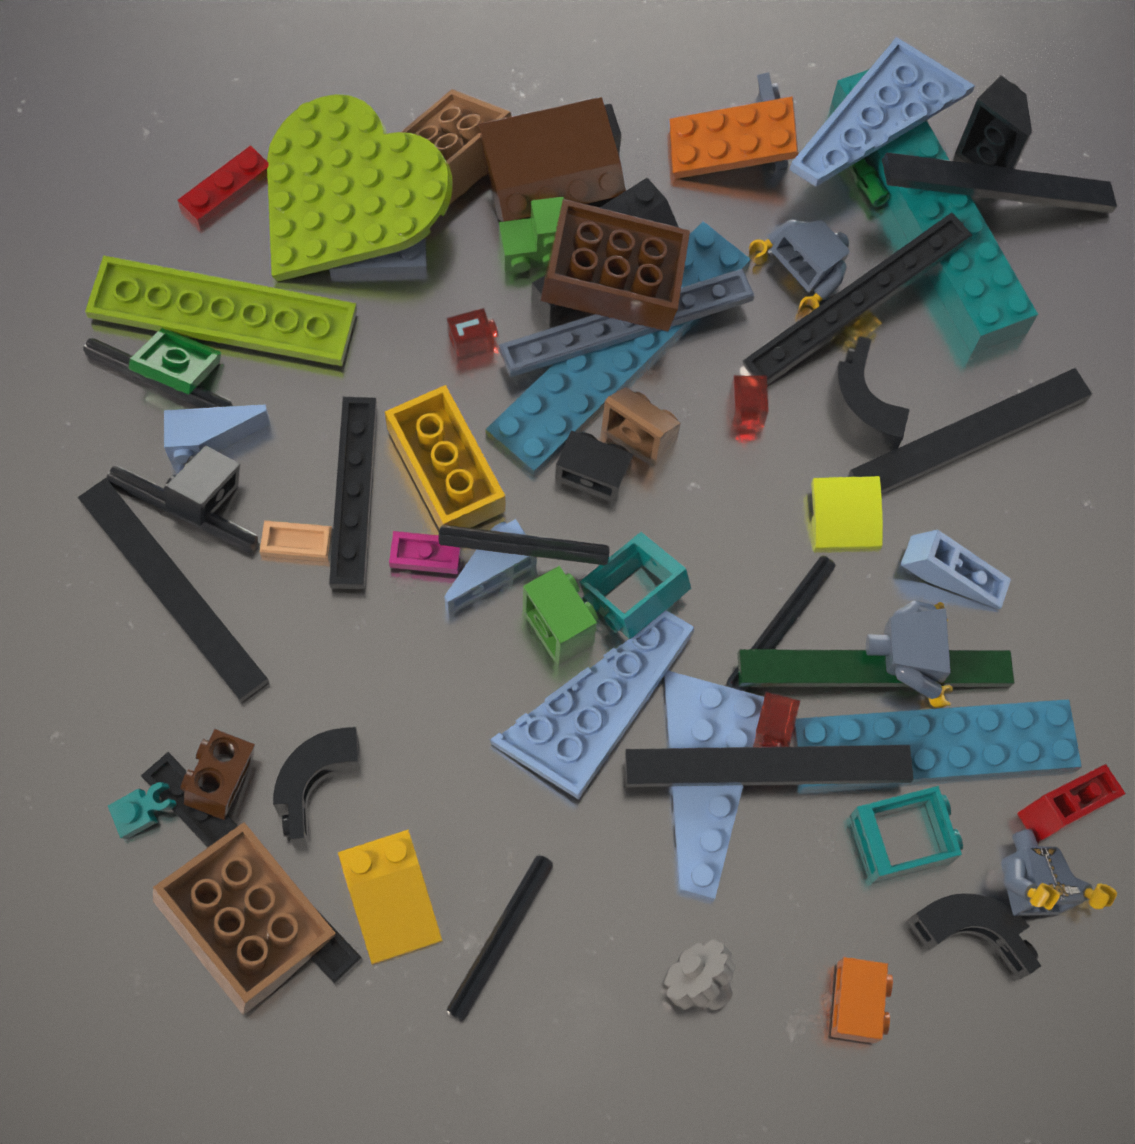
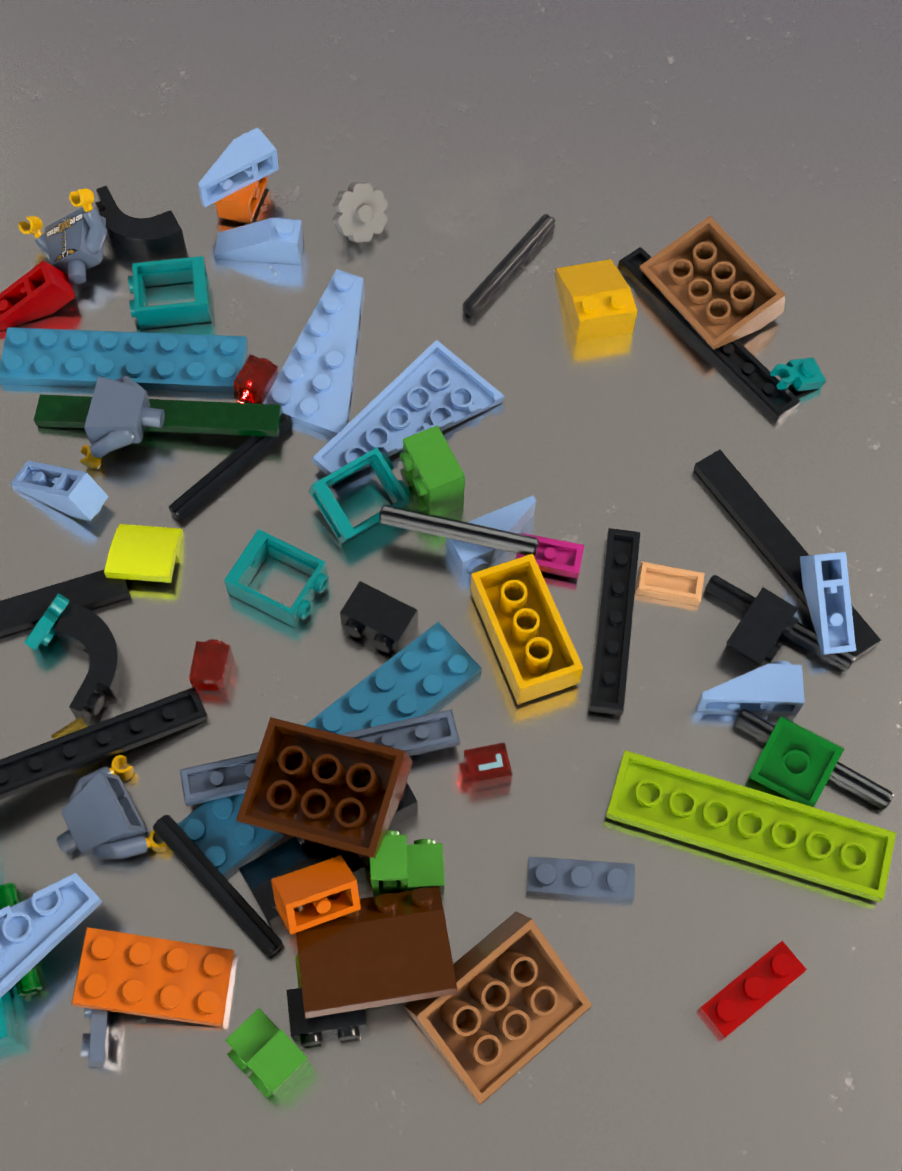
camera: 170 degrees left, 5 degrees down
(130, 520) = (829, 601): none -> light blue slope
(224, 775) = (730, 384): reddish brown brick -> none
(310, 762) = (654, 394): black arch -> none
(348, 187) = (619, 947): lime plate -> none
(609, 179) = (316, 894): none -> orange brick
(619, 84) = (270, 1055): none -> bright green brick
(639, 424) = (326, 647): medium nougat slope -> none
(707, 221) = (217, 885): none -> black axle
(713, 470) = (251, 560): none -> teal window
(768, 765) = (272, 344): black tile -> none
(816, 926) = (263, 241): none -> light blue slope
(865, 1006) = (241, 164): none -> light blue slope
(920, 419) = (43, 630): none -> teal plate

